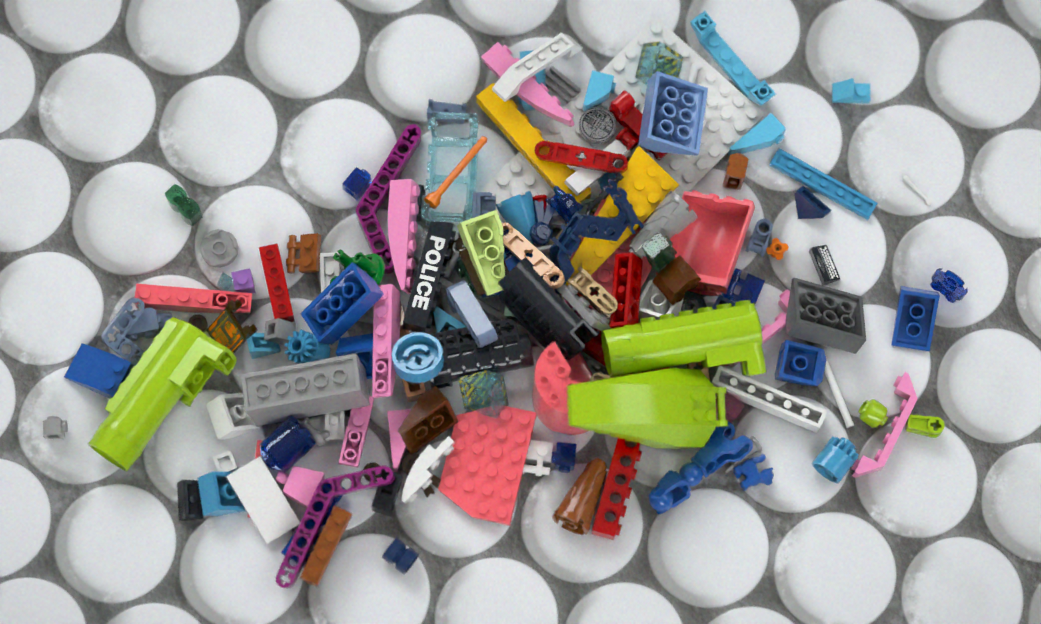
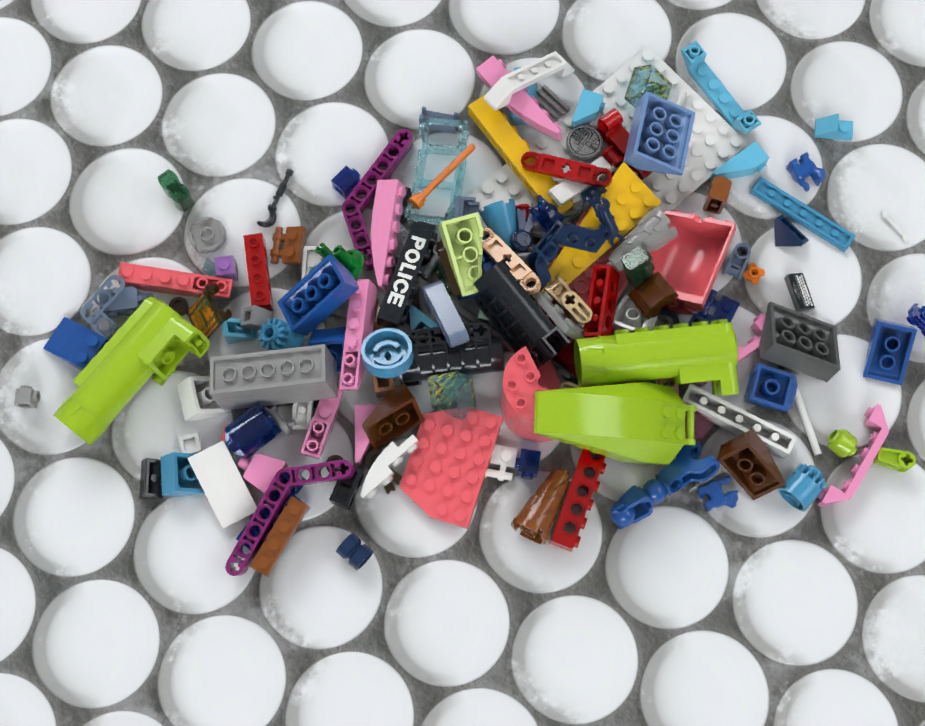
camera: 10 degrees right, 0 degrees up
(283, 215) = (272, 207): none -> black piece
(783, 441) = (751, 464): none -> reddish brown slope
(825, 136) = (805, 169): none -> blue animal

